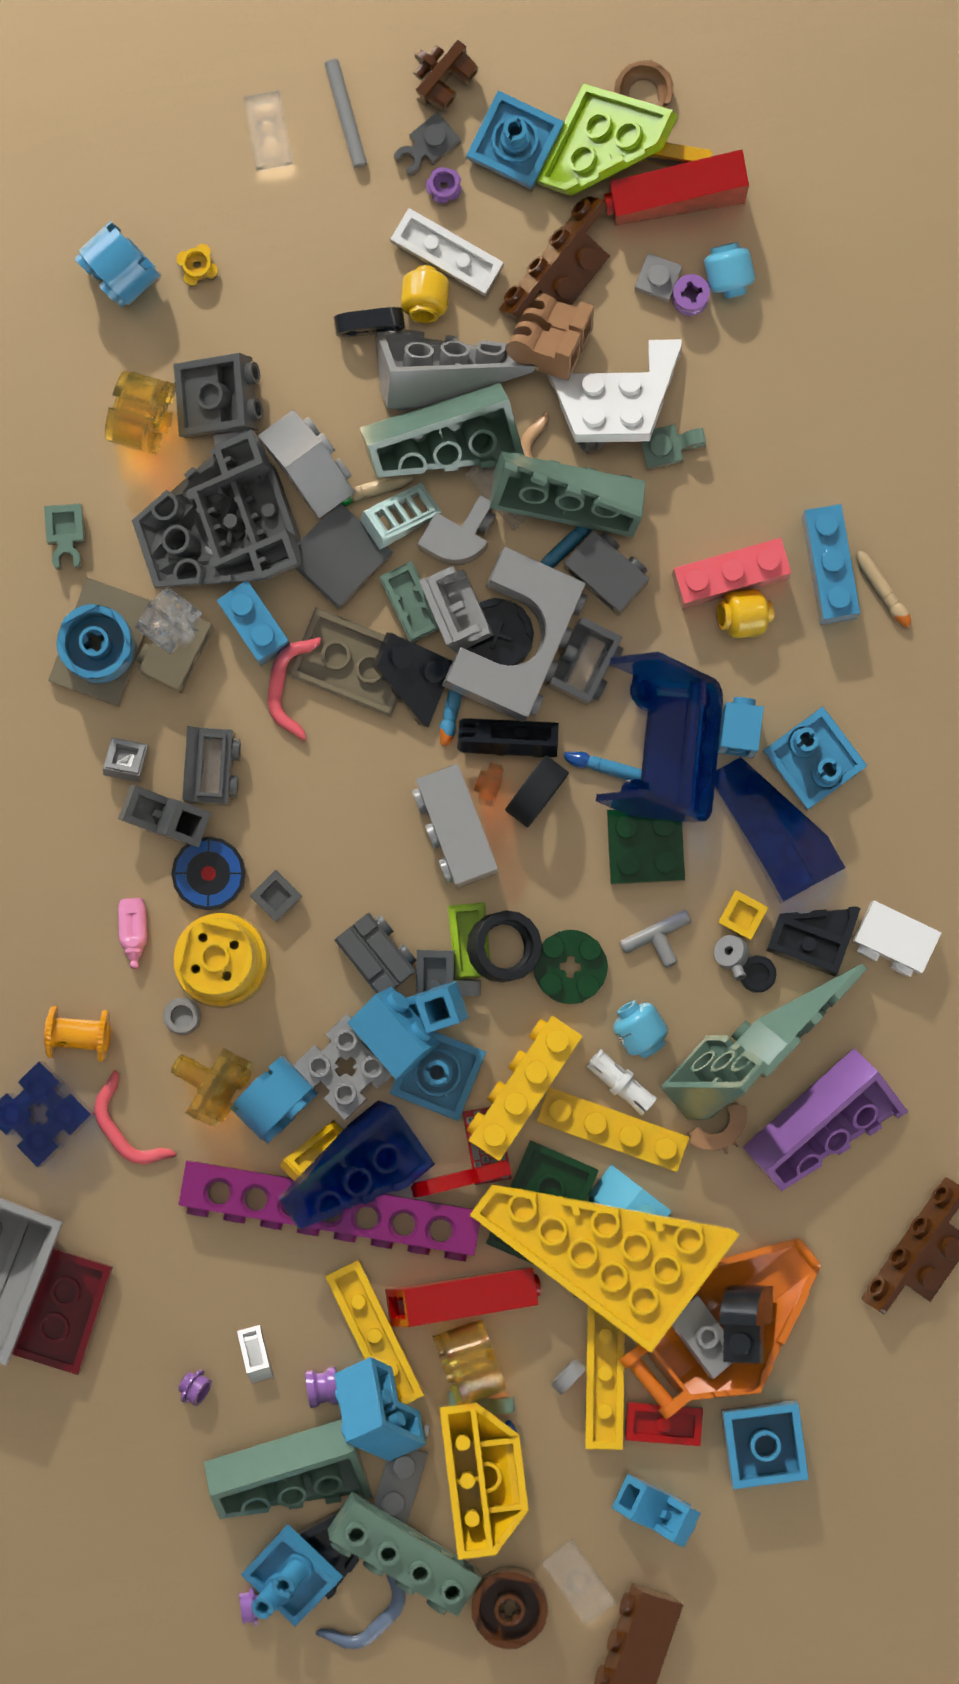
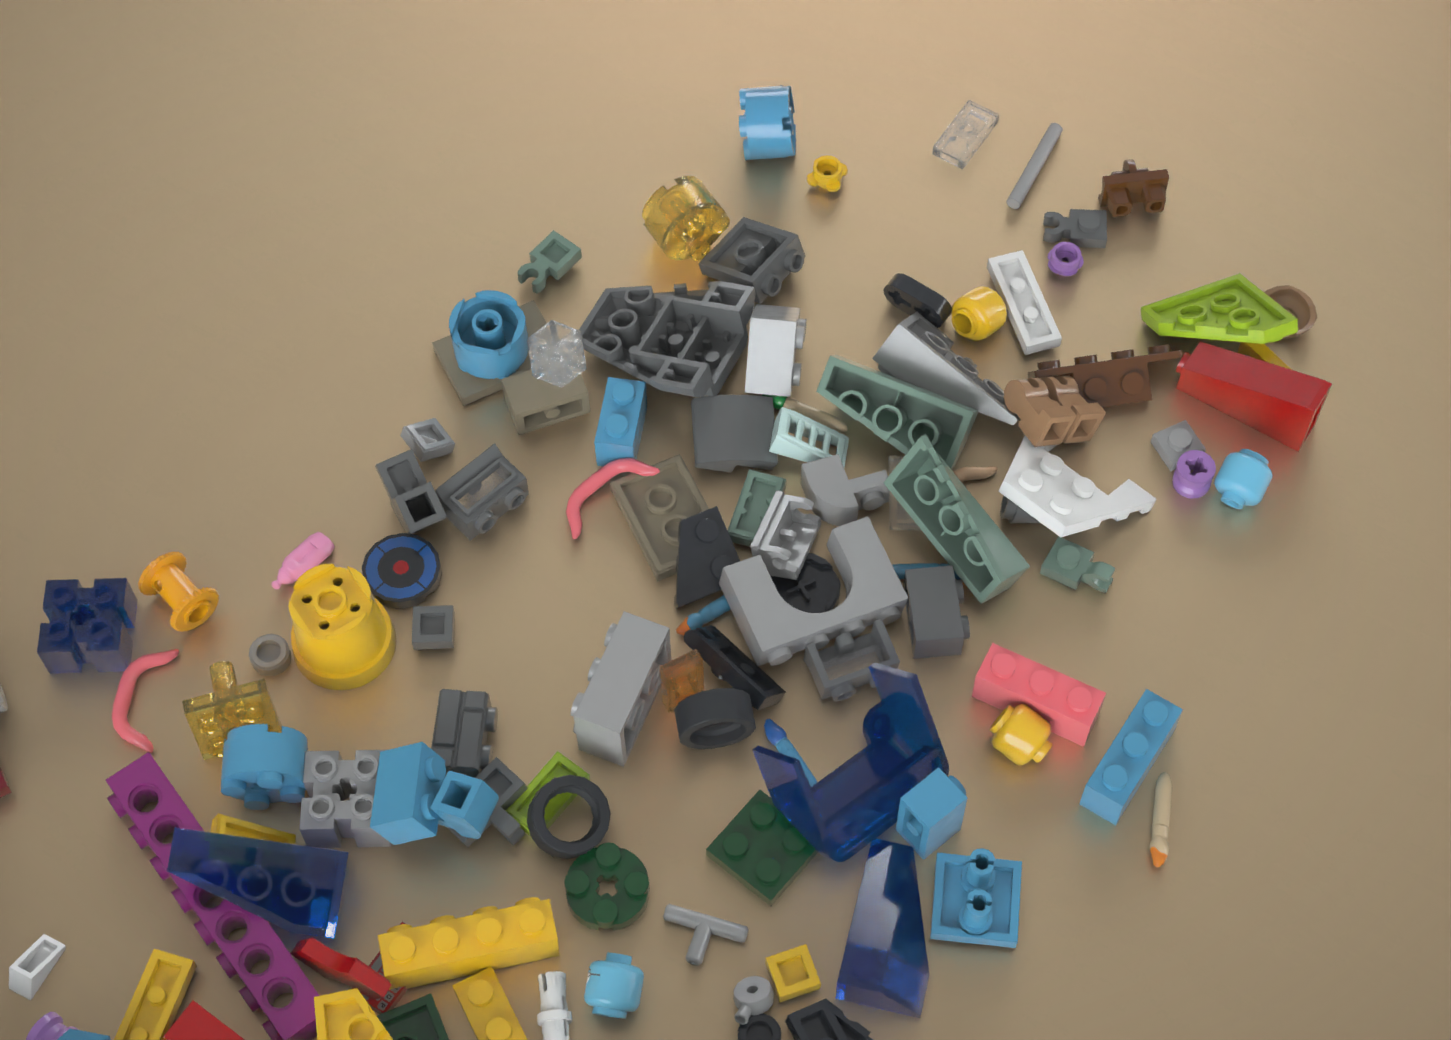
camera: 35 degrees right, 25 degrees down
(442, 1078) = (414, 876): dark azure plate -> none
(514, 140) = (1148, 269): dark azure plate -> none

